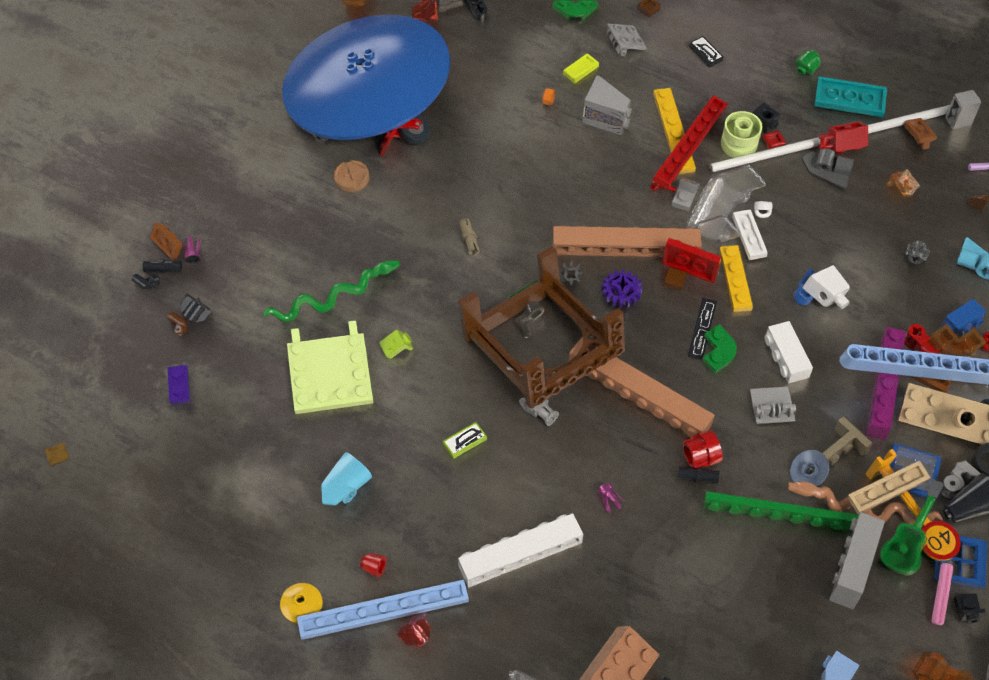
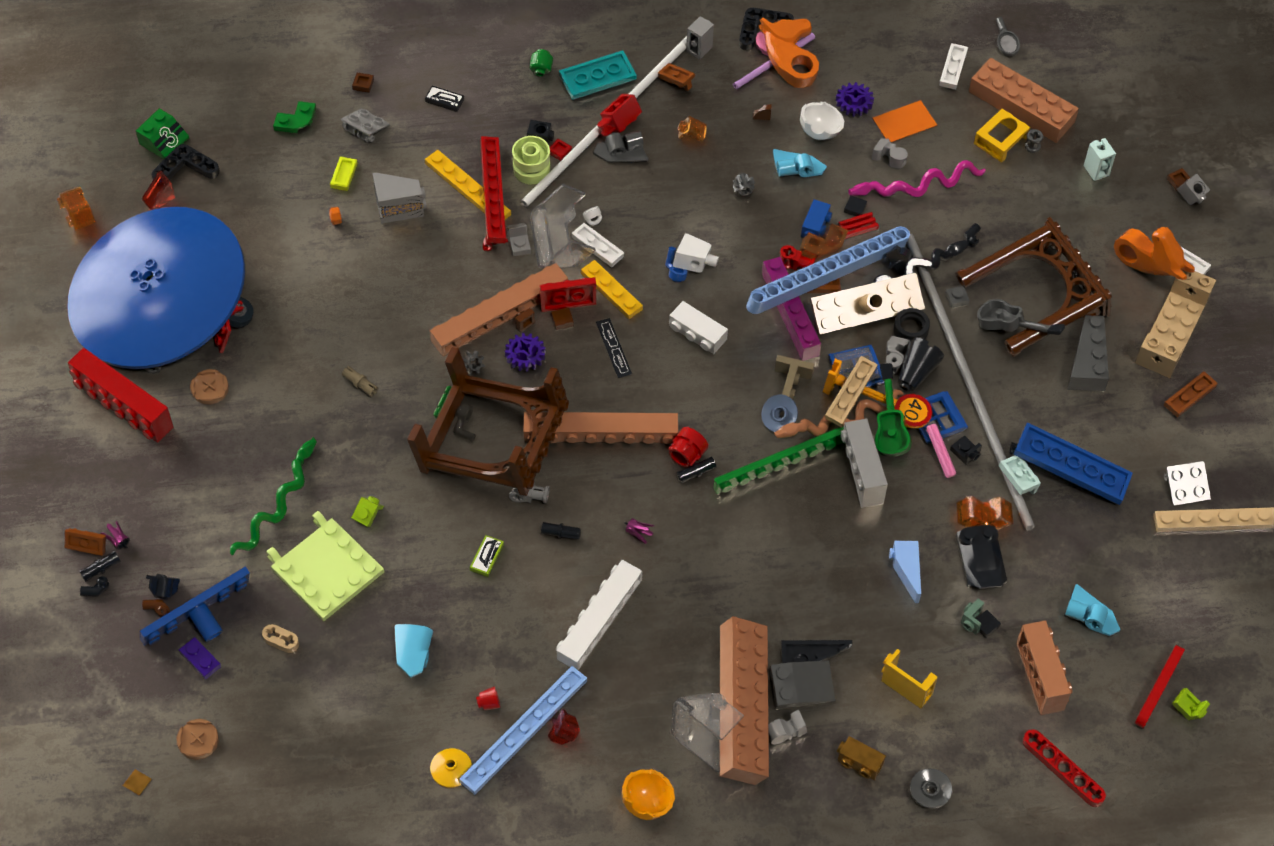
camera: 35 degrees left, 0 degrees up
(126, 448) = (197, 739): none -> medium nougat tile
(201, 343) = (197, 610): none -> blue plate
(246, 408) = (279, 640): none -> tan beam
(275, 144) = (120, 395): none -> red brick
(541, 456) = (560, 530): none -> black axle
(641, 262) = (525, 319): none -> reddish brown plate
(724, 349) = (643, 353): green plate -> none
(772, 405) = (715, 378): light grey hinge -> none

